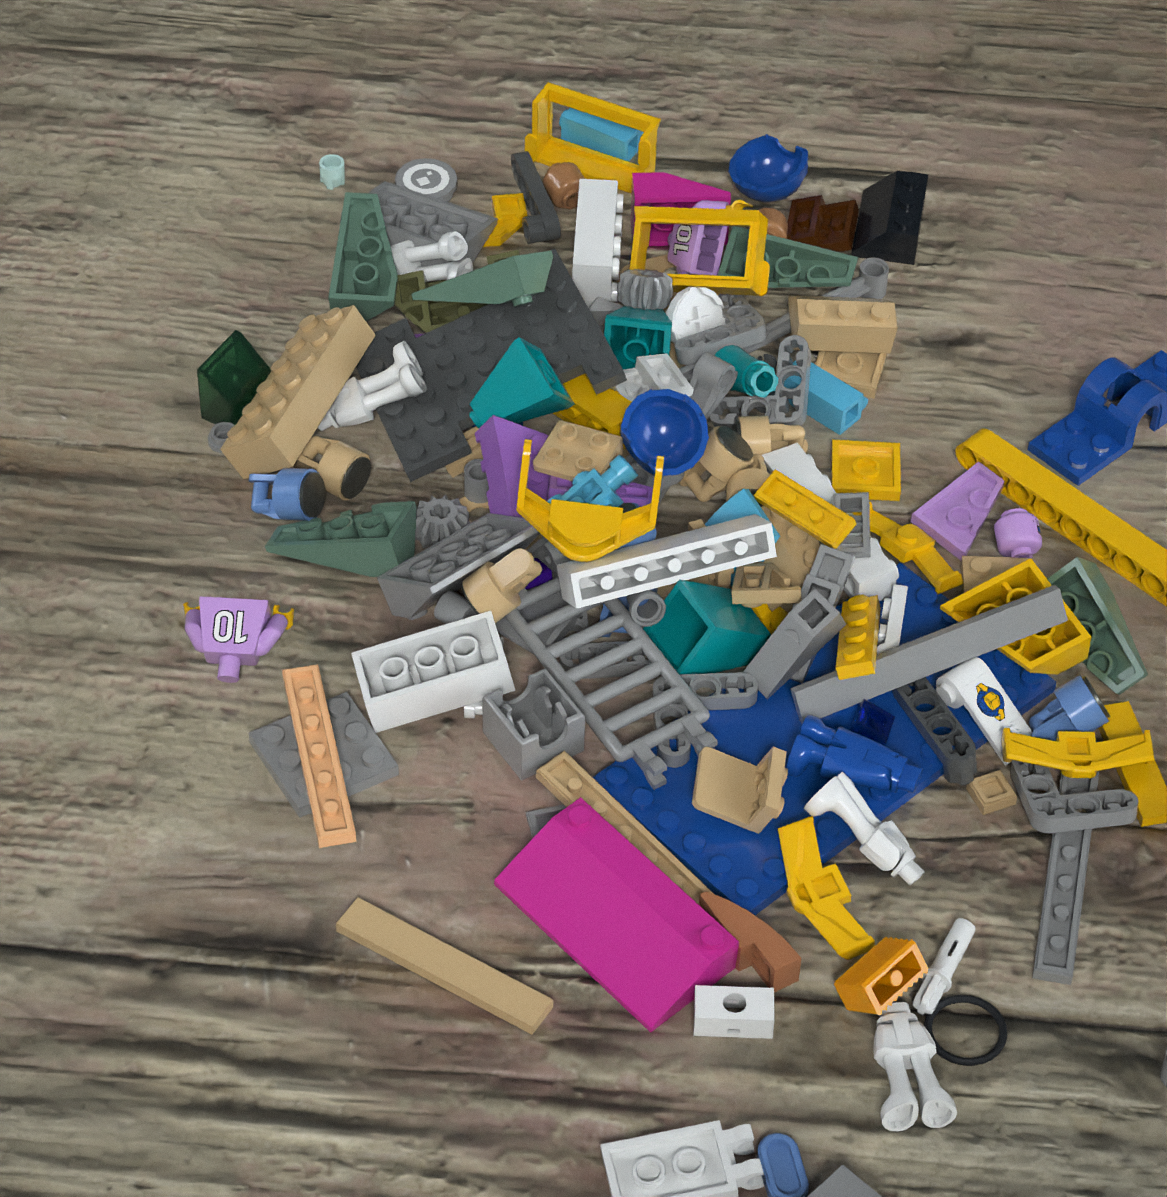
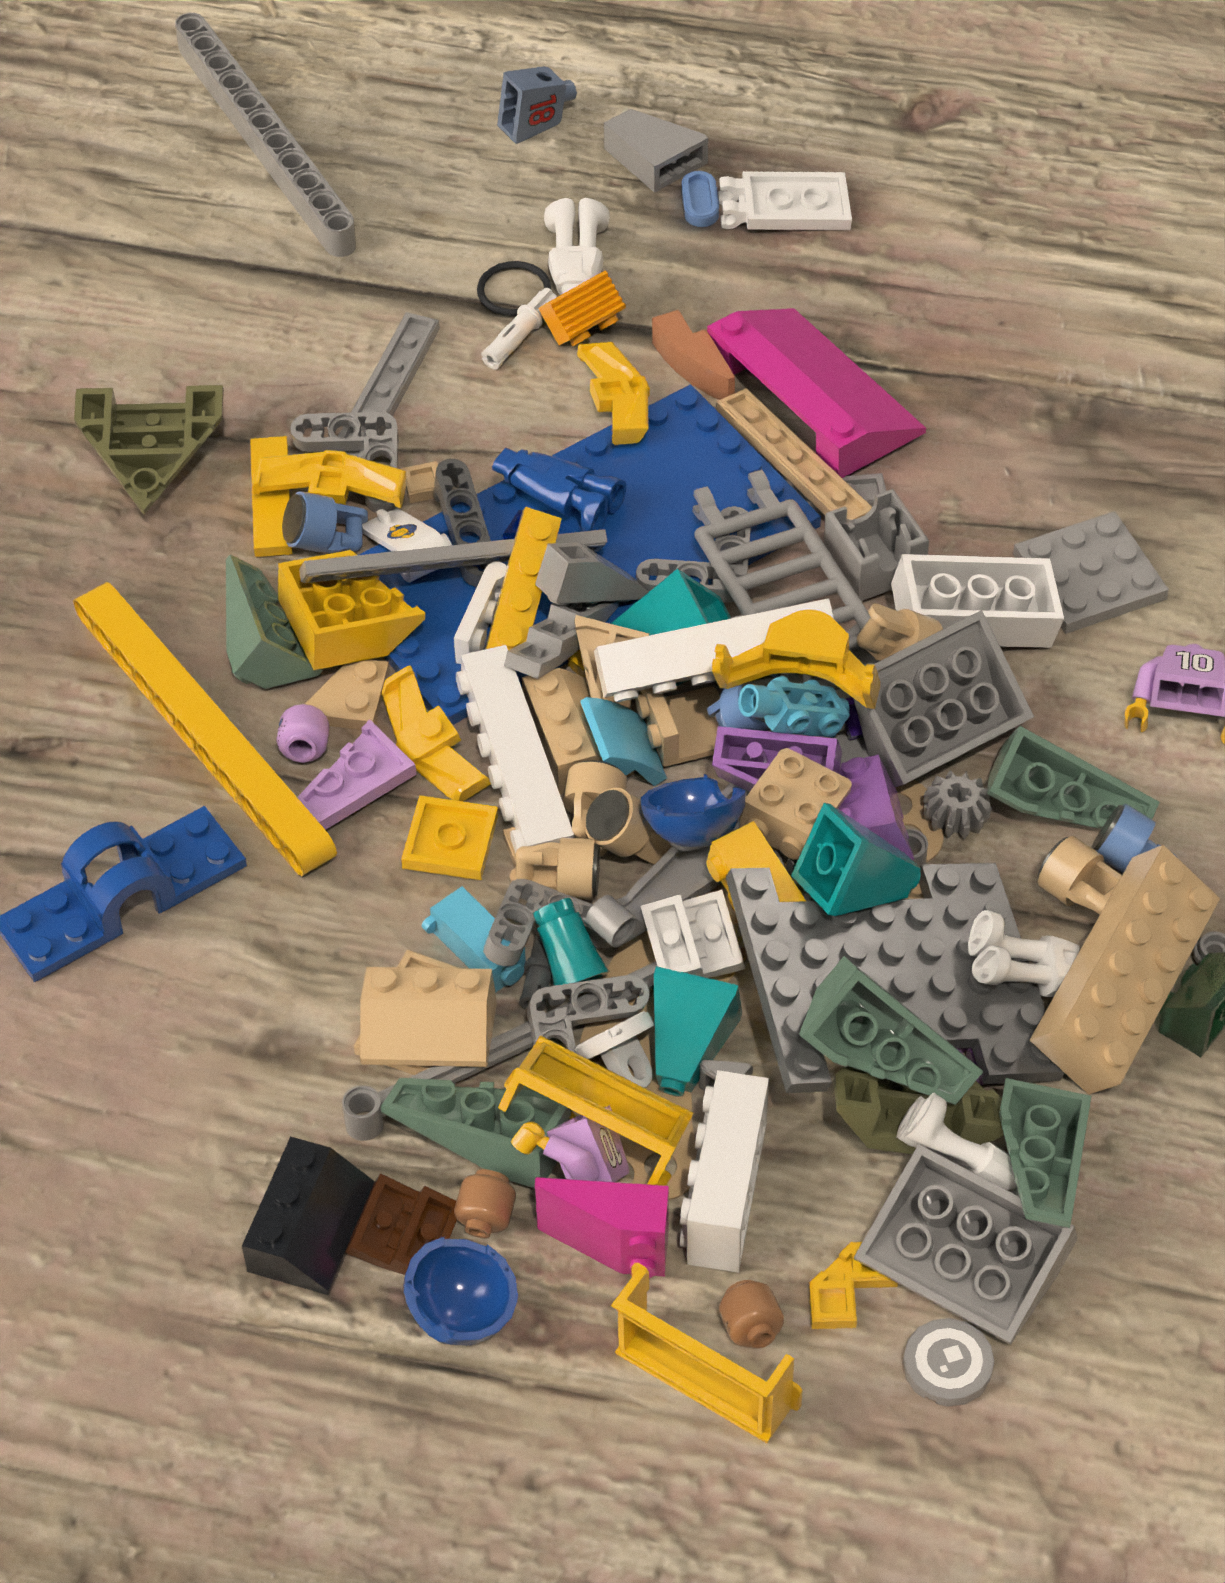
camera: 170 degrees left, 5 degrees up
(319, 756) = (1097, 545): light nougat tile -> none
(332, 171) = (1086, 1373): light aqua hose -> none
(445, 965) = (978, 371): tan tile -> none
(543, 222) = (788, 1251): dark grey beam -> none
(599, 134) = (686, 1421): medium azure brick -> none
(645, 289) = (689, 1058): light grey gear -> none
(715, 1021) = (701, 306): white piece -> none
(740, 790) = (674, 466): tan bracket -> none
(805, 509) = (547, 715): yellow tile -> none
(856, 503) = (496, 707): light grey slope -> none
(879, 841) = (549, 415): white piece -> none

